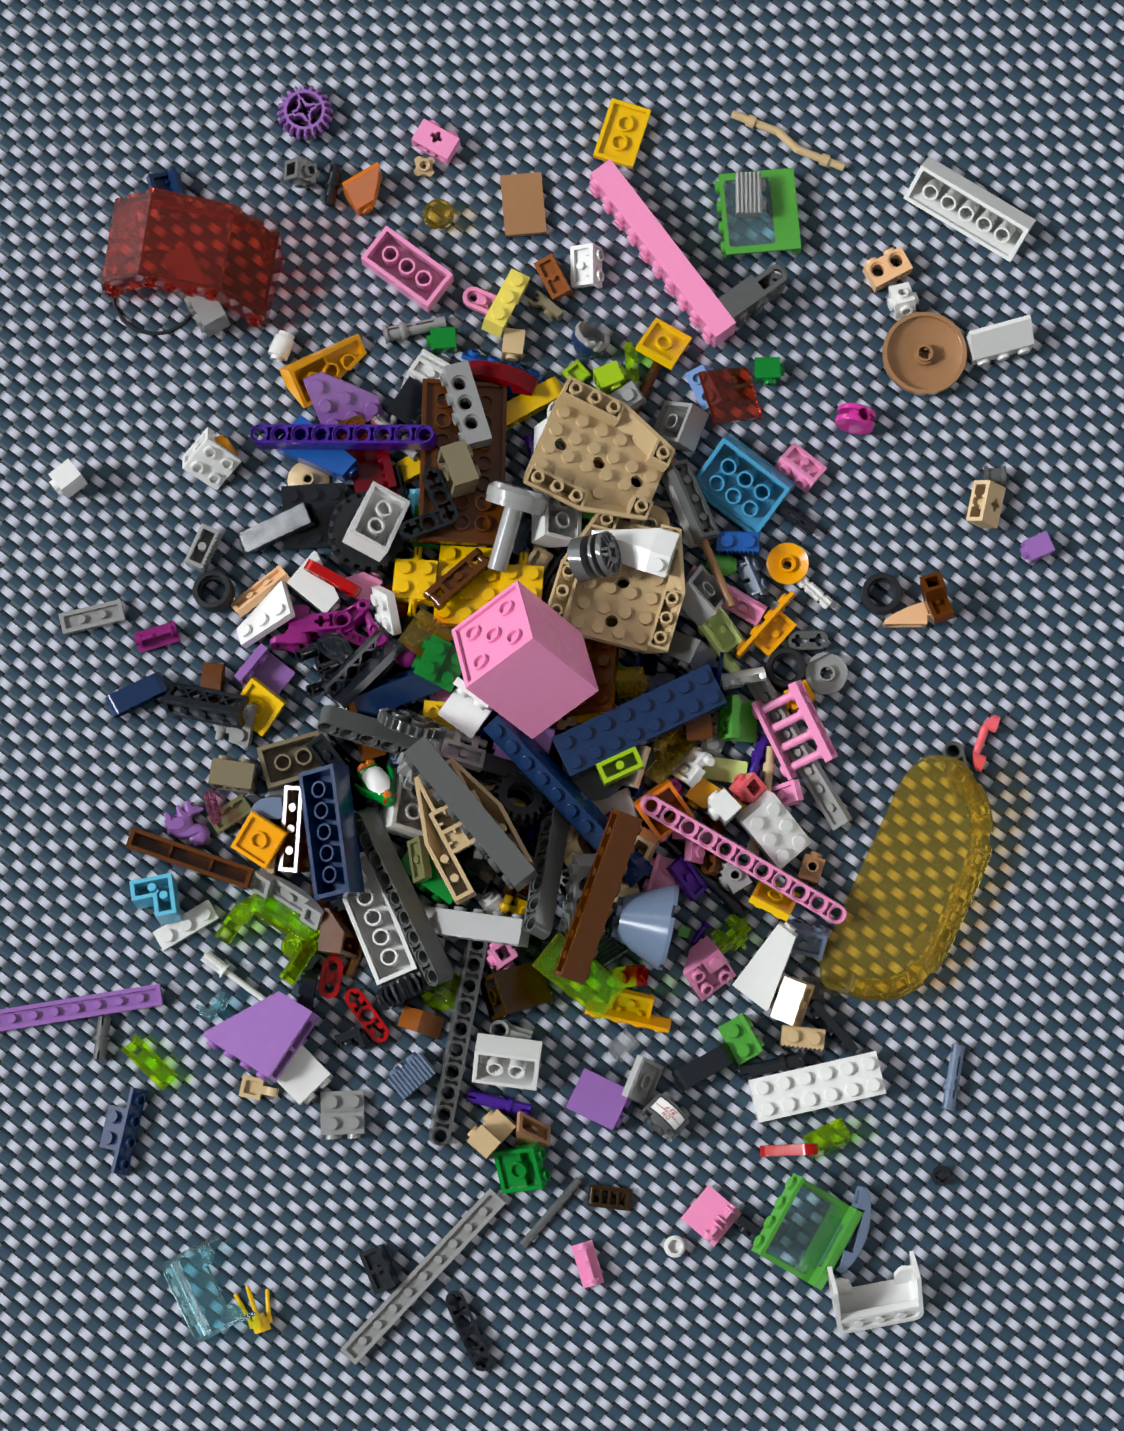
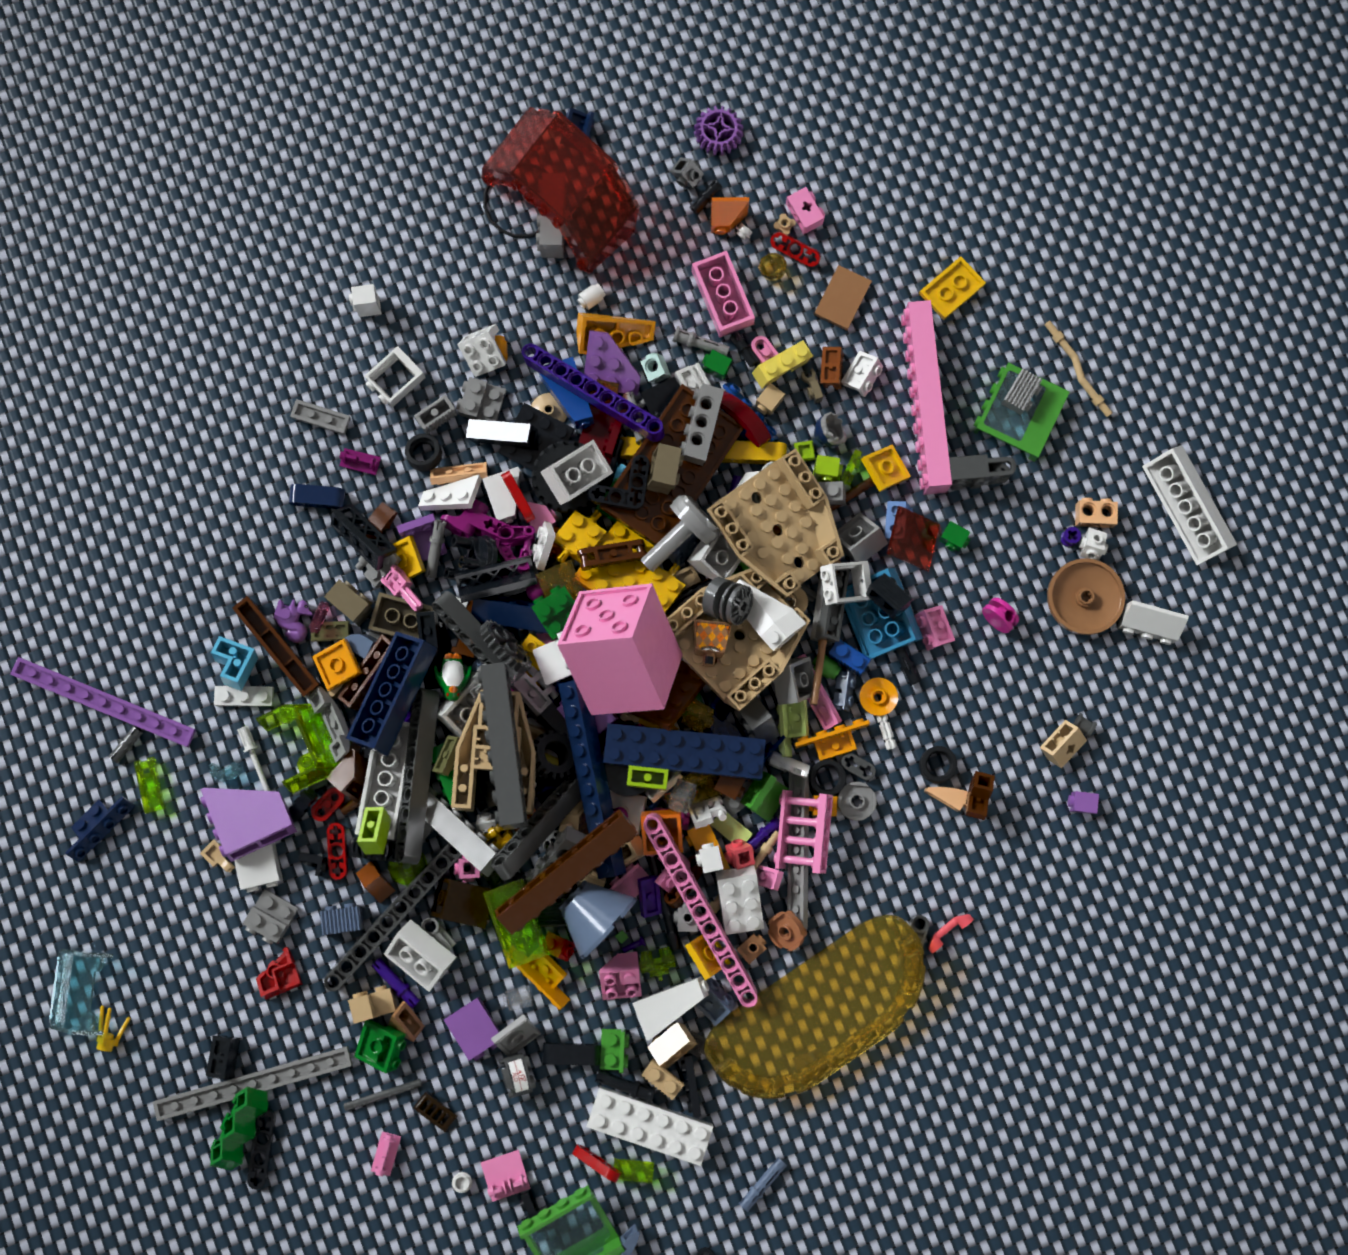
camera: 25 degrees right, 0 degrees up
(146, 516) = (383, 365): none -> white window
(237, 509) = (480, 400): none -> light grey plate
(272, 730) = (400, 586): none -> bright pink connector
(280, 667) = (436, 540): none -> light grey pin
(385, 1163) = (279, 976): none -> red slope
(389, 197) = (743, 231): none -> white plate
(394, 382) = (662, 371): none -> light aqua brick
(395, 968) = (374, 830): none -> lime brick
(436, 1322) = (238, 1128): none -> green brick
(460, 310) = (744, 349): none -> black axle
(465, 188) = (785, 238): none -> red beam
(599, 603) = (710, 640): none -> torso
(662, 764) = (682, 796): none -> clear brick
(699, 457) = (860, 578): none -> white window
(741, 462) = (889, 596): none -> black brick
(838, 822) = (795, 927): none -> nougat plate
(876, 298) = (1076, 536): none -> dark purple bush

